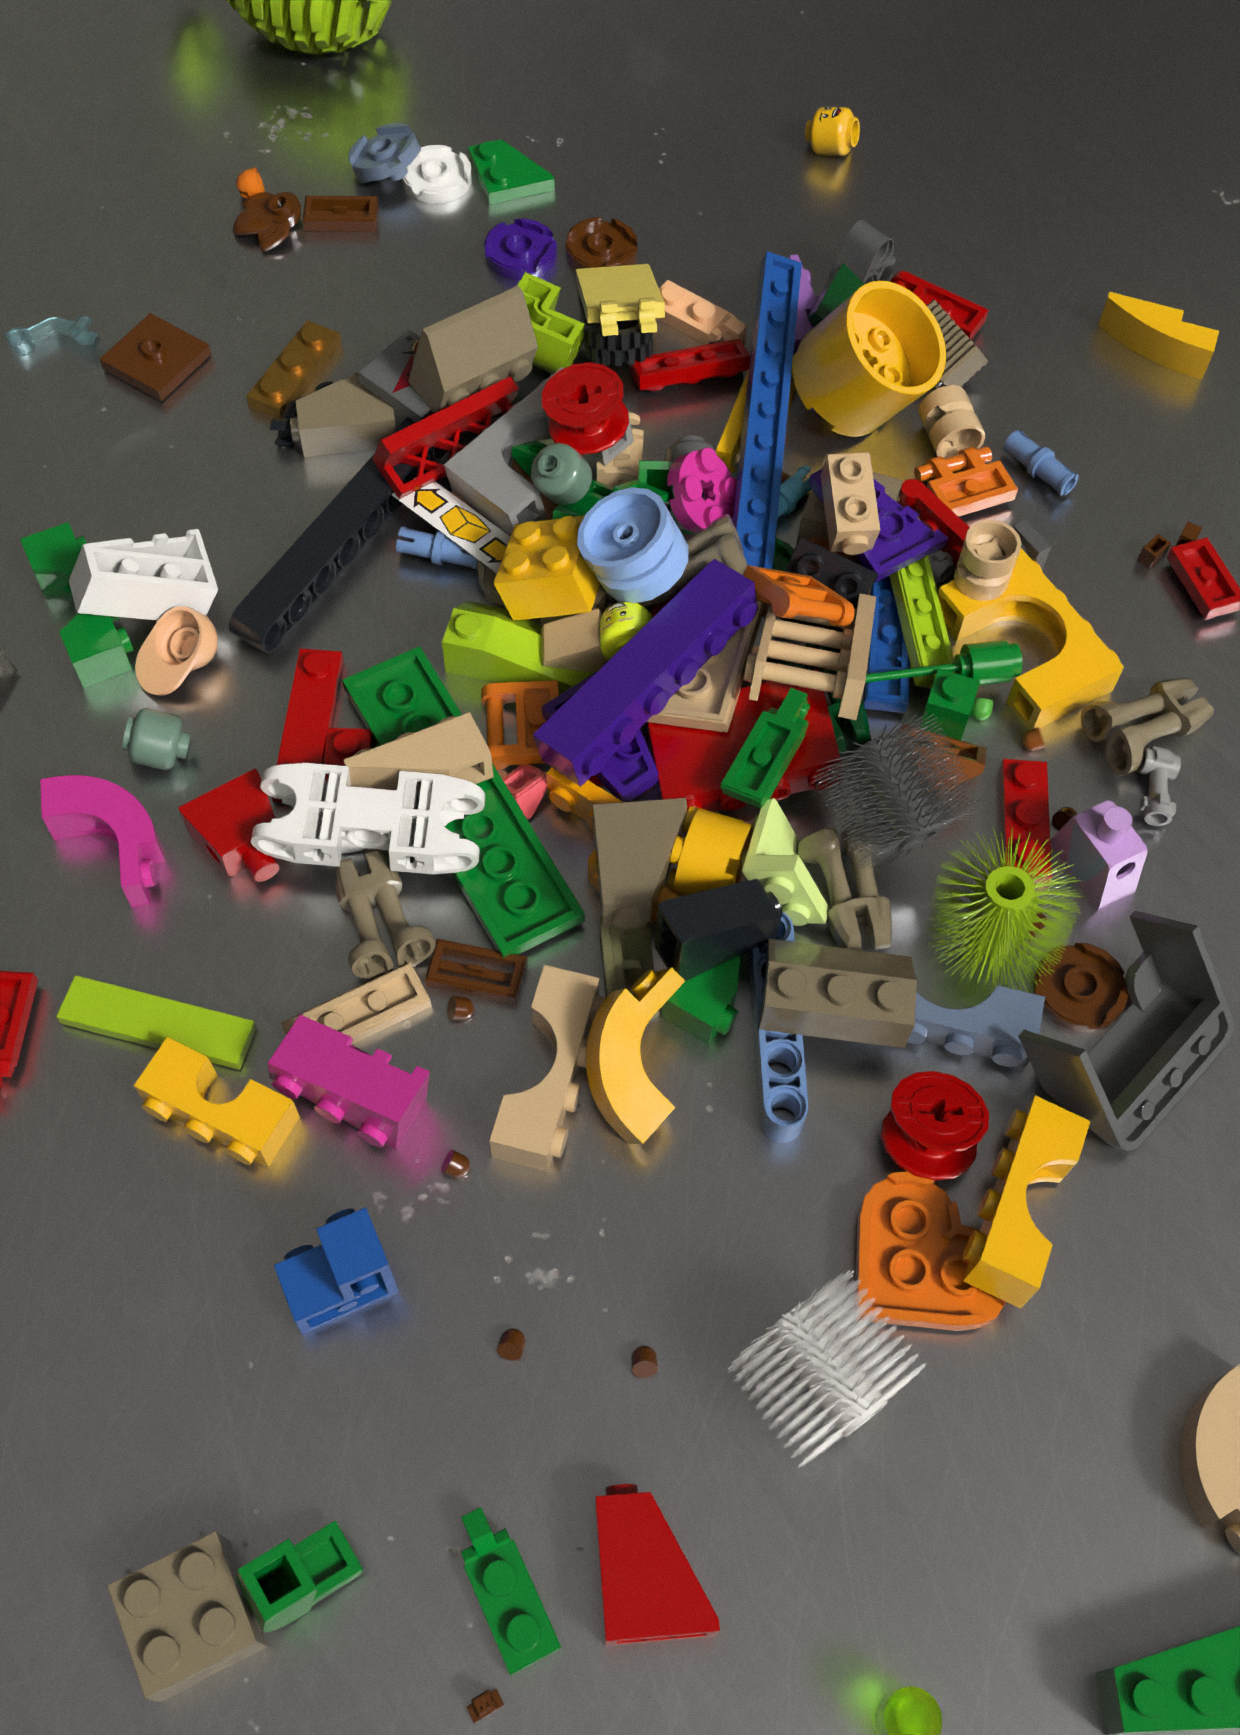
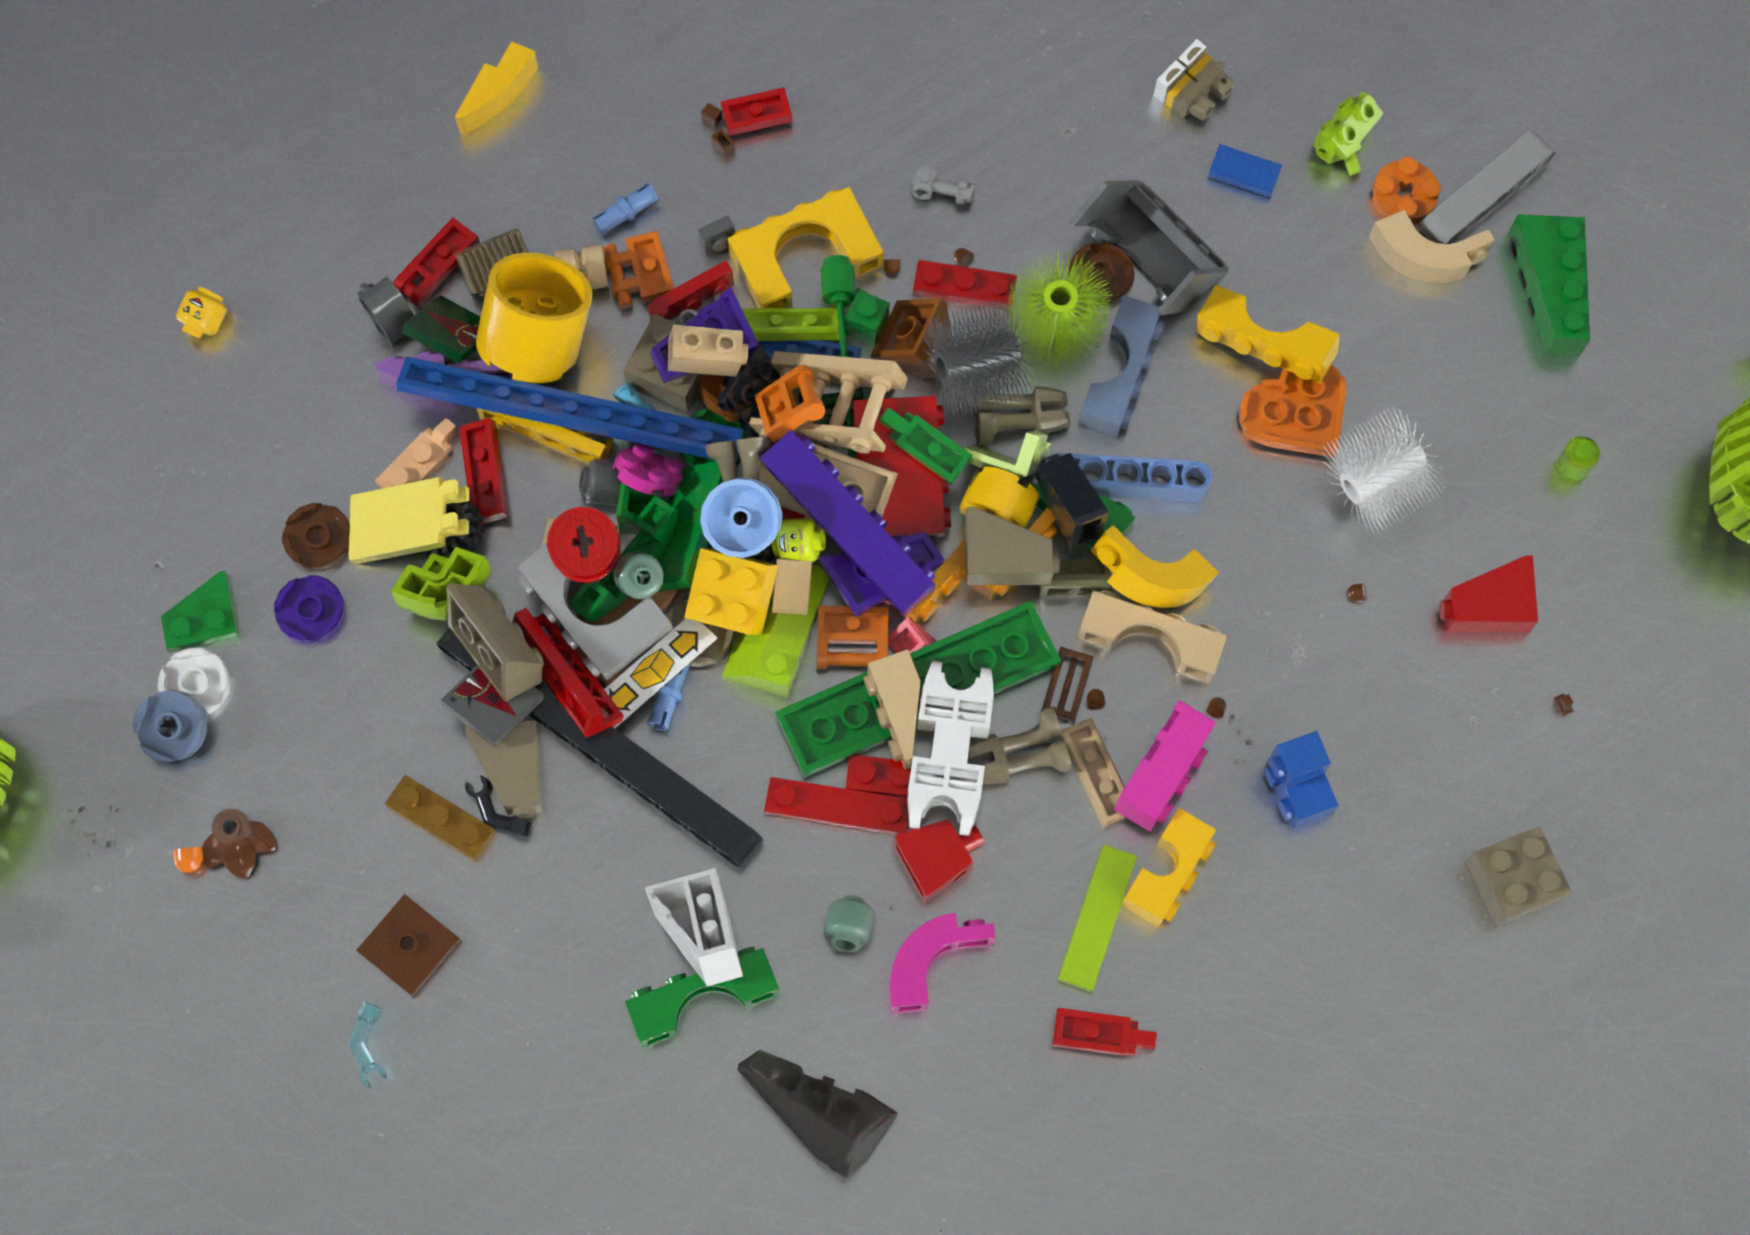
camera: 85 degrees left, 10 degrees up
(174, 647) = (762, 911): light nougat cap -> none
(293, 1578) = (1499, 809): green brick -> none
(341, 213) = (251, 774): reddish brown tile -> none
(507, 1595) = (1502, 687): green hinge -> none
(511, 1344) = (1344, 675): reddish brown piece -> none
(838, 993) = (1118, 425): dark tan slope -> none
(934, 1125) = (1227, 391): red piece -> none
(987, 560) = (755, 262): tan wheel -> none
(1103, 851) = (1003, 237): lavender torso -> none
(1171, 717) = (889, 209): dark tan piece -> none

